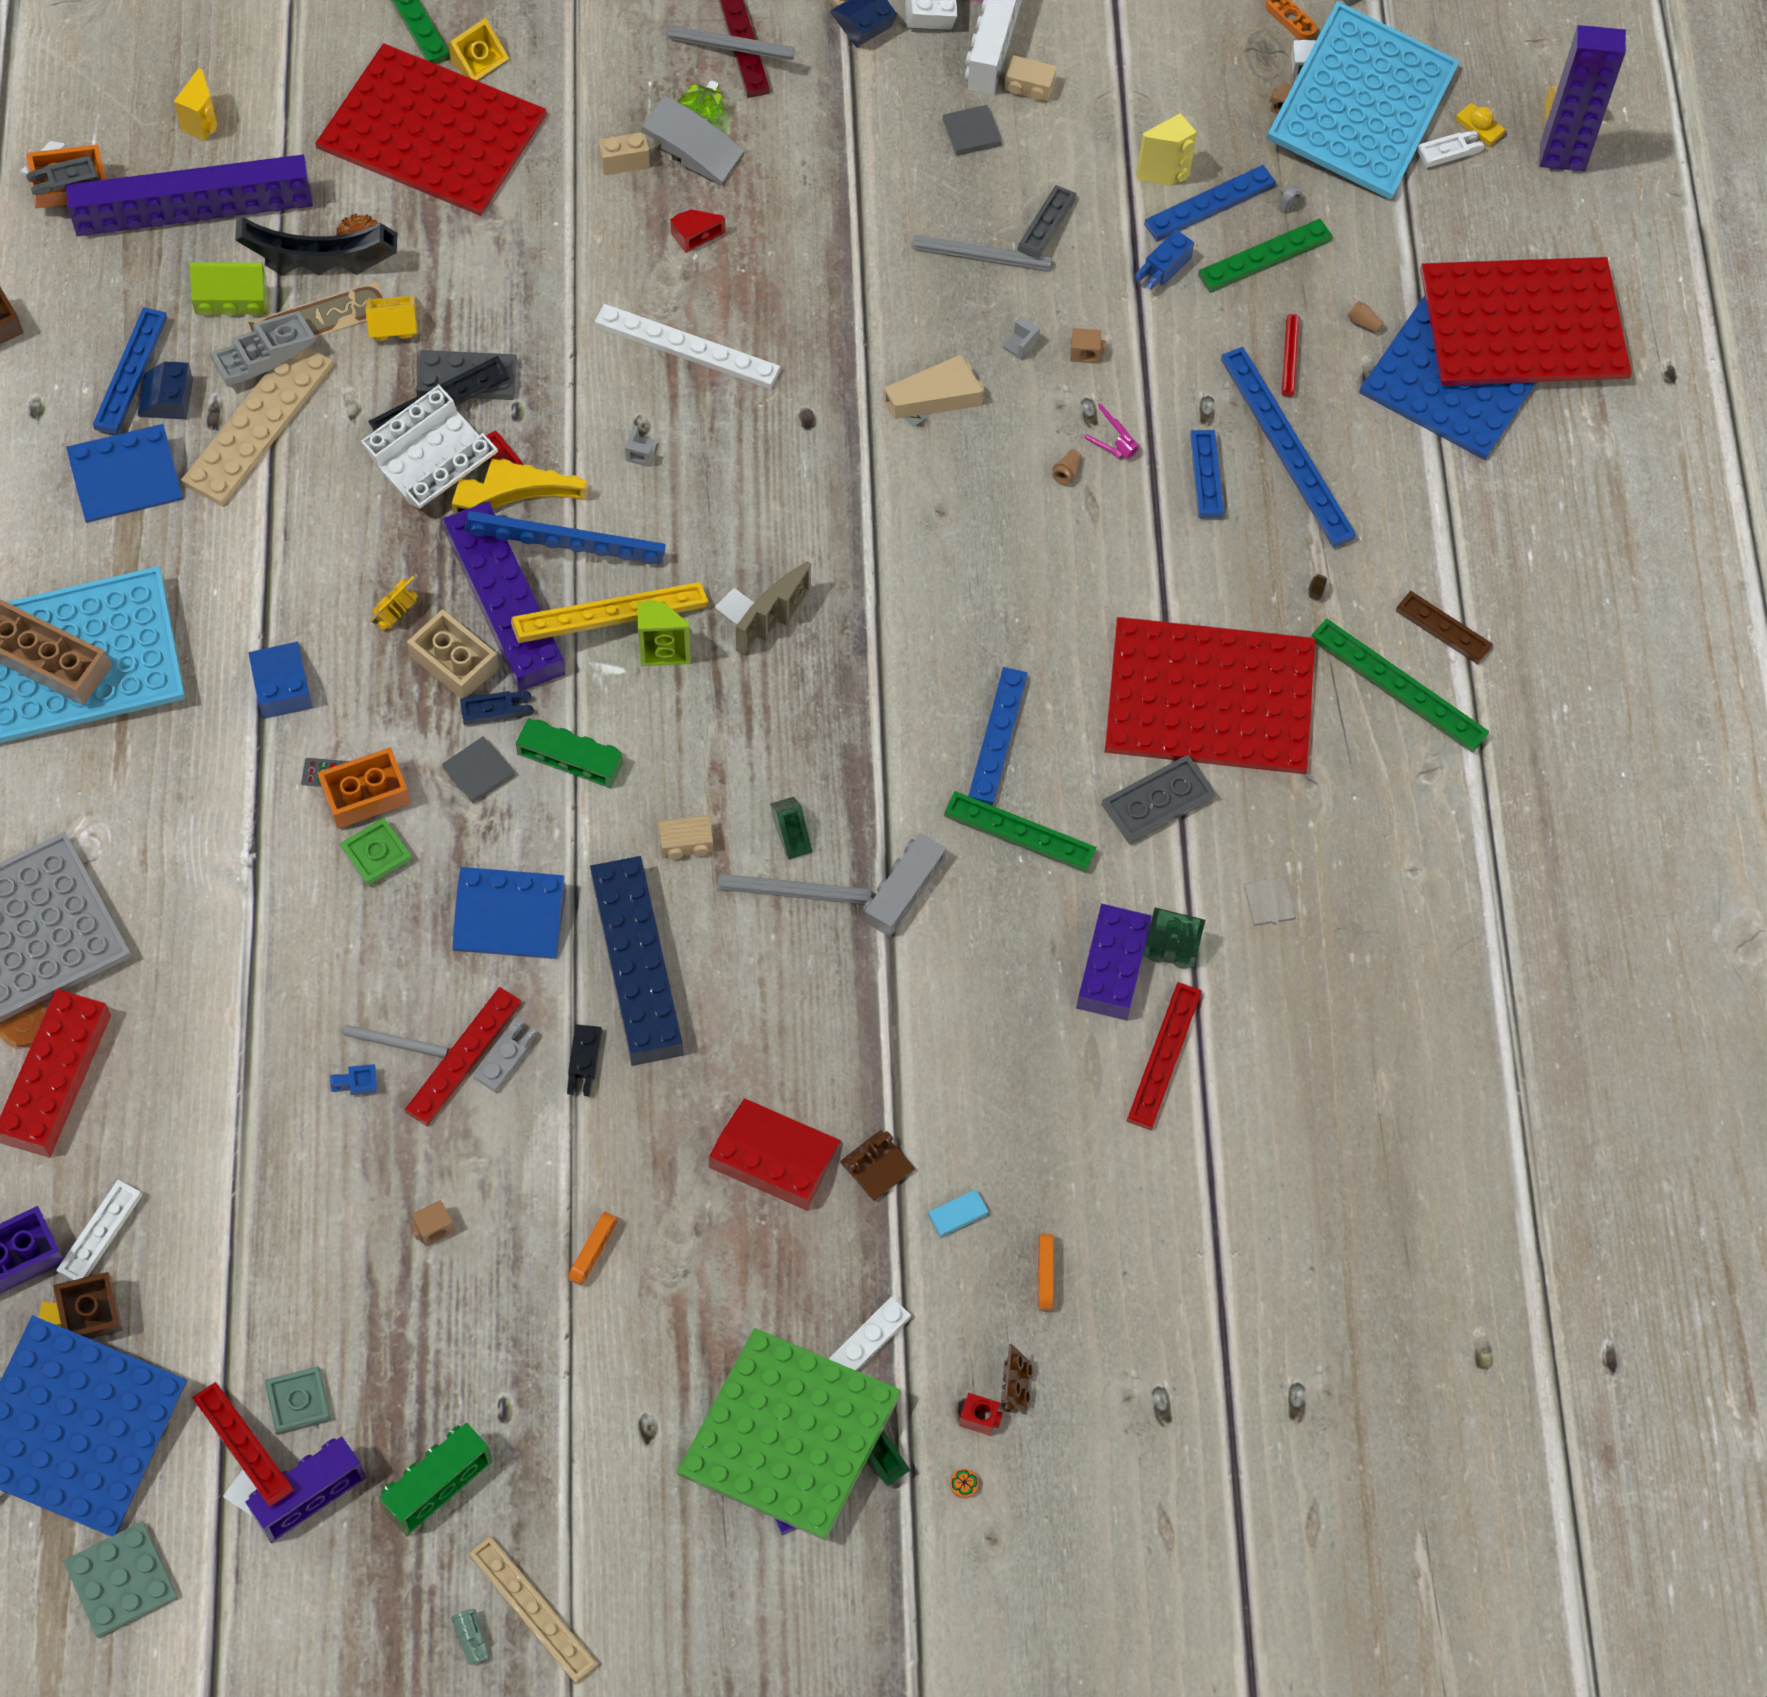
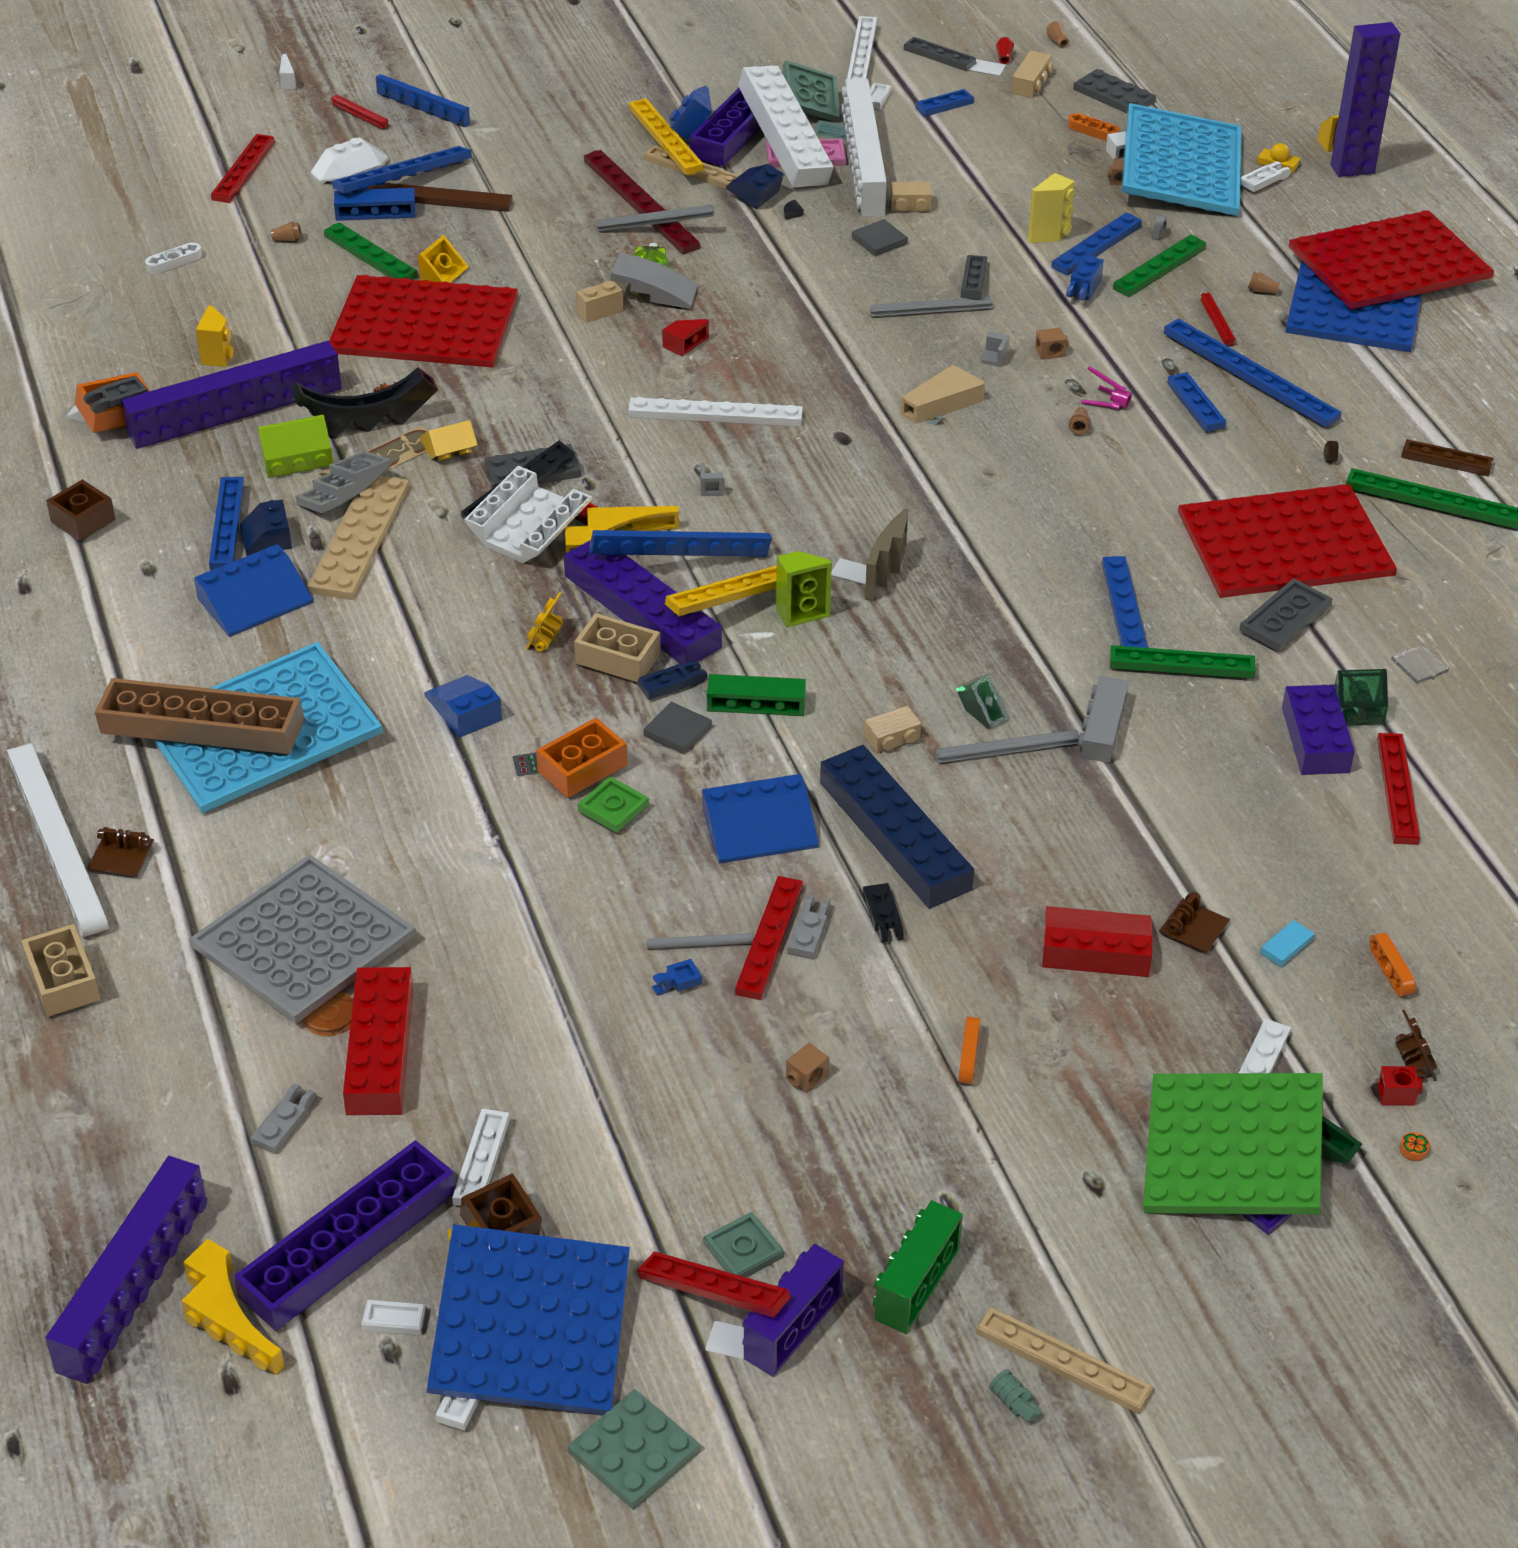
camera: 15 degrees left, 20 degrees down
(892, 61) = (792, 210): none -> black tile

